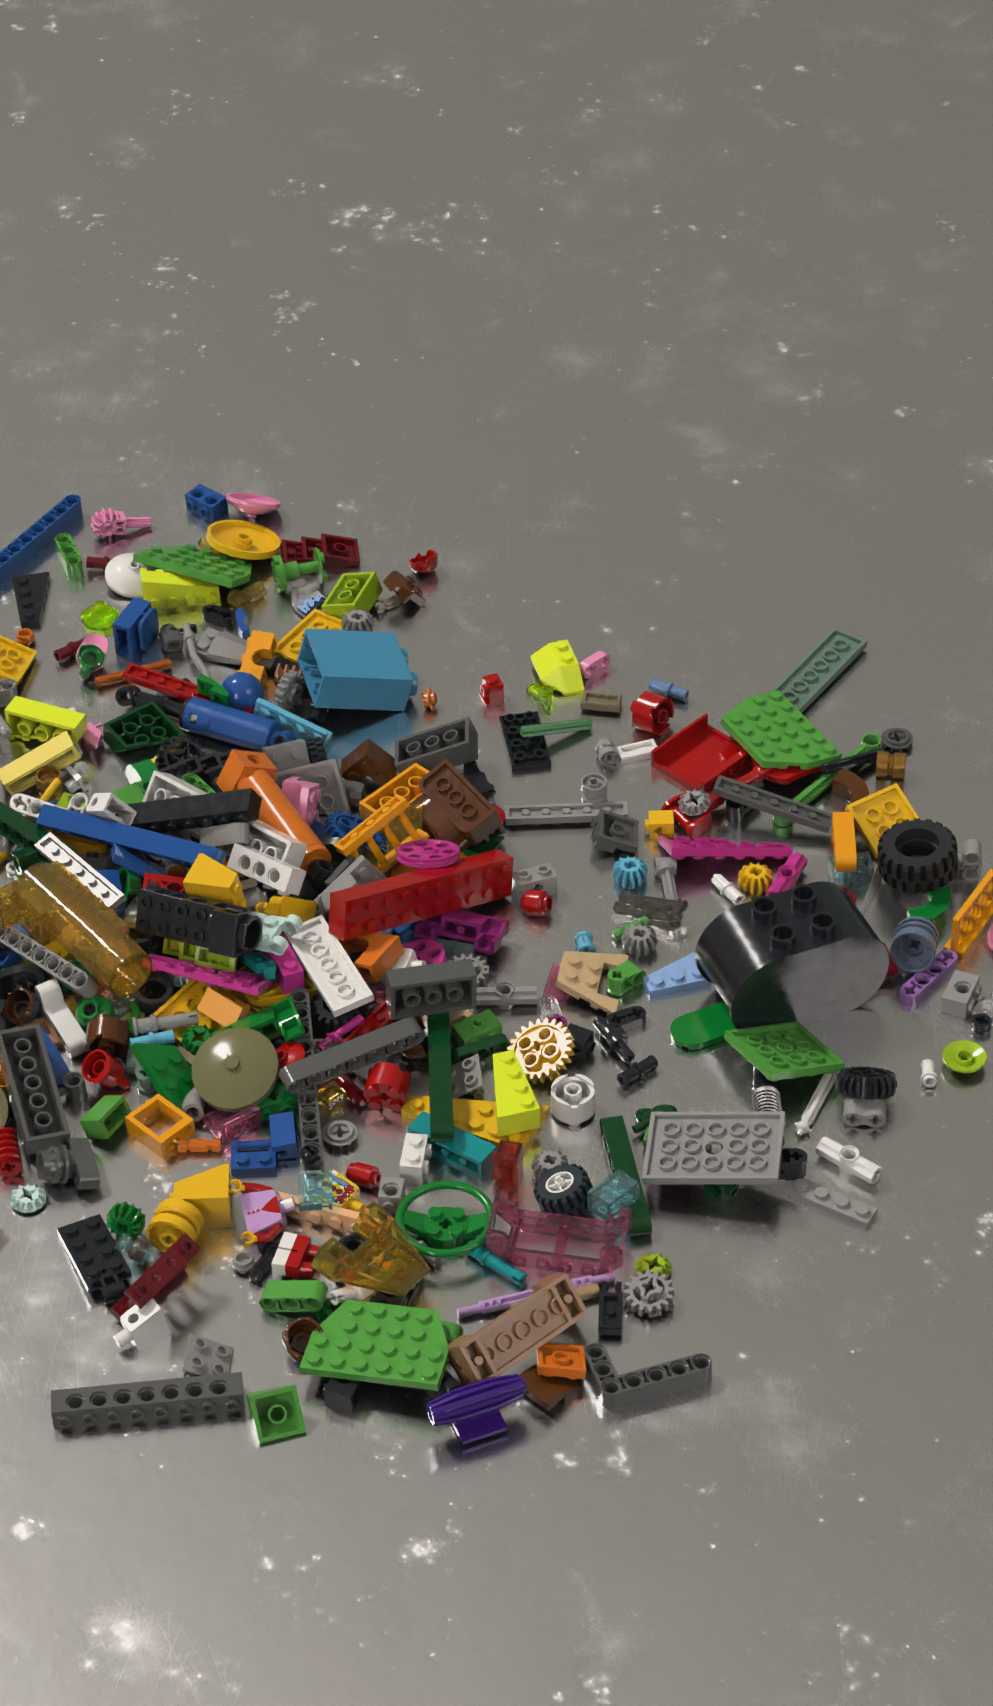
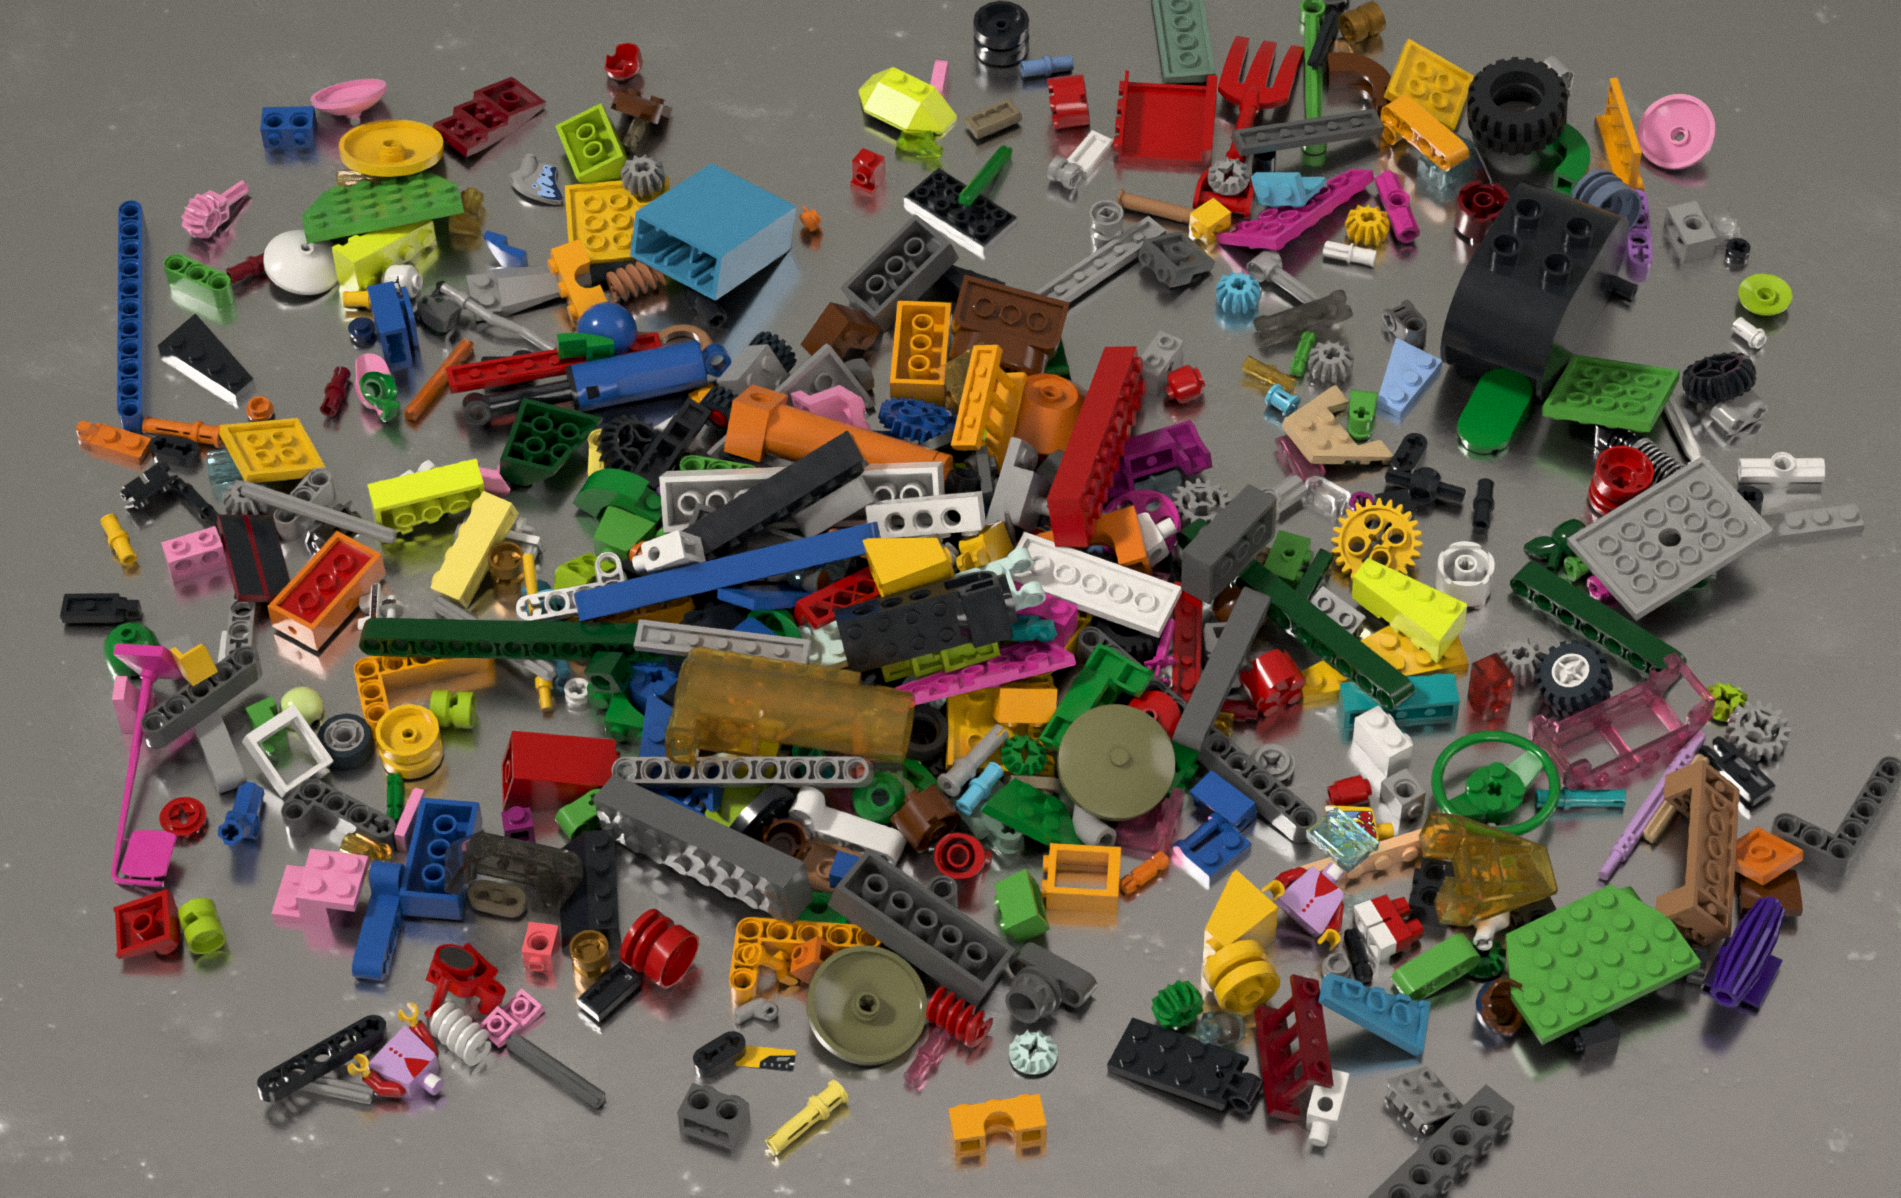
camera: 40 degrees left, 10 degrees up
(99, 616) = (321, 334): clear neon green dish -> none
(169, 610) = (404, 276): none -> white head
(218, 615) = (457, 255): black beam -> none
(229, 1297) = (1384, 1014): none -> dark azure wing
(276, 1413) = (1556, 1103): bright green slope -> none
(289, 690) = (658, 298): light grey gear -> none
(291, 571) = (488, 160): bright green piece -> none
(300, 727) = (726, 333): medium azure fence -> none
(306, 1156) = (1290, 808): black hinge -> none
(428, 853) = (1056, 394): dark pink wedge -> none
(595, 927) = (1268, 374): none -> clear yellow pin
(611, 1194) = (1631, 650): clear light blue brick -> none
(635, 796) = (1154, 207): none -> medium nougat pin
(658, 656) = (1001, 33): none -> black wheel
(716, 827) = (1285, 188): none -> medium azure bracket
(729, 1094) = (1619, 477): none -> red wheel
(778, 733) = (1225, 51): bright green plate -> none
(878, 1002) = (1625, 288): none -> black pin

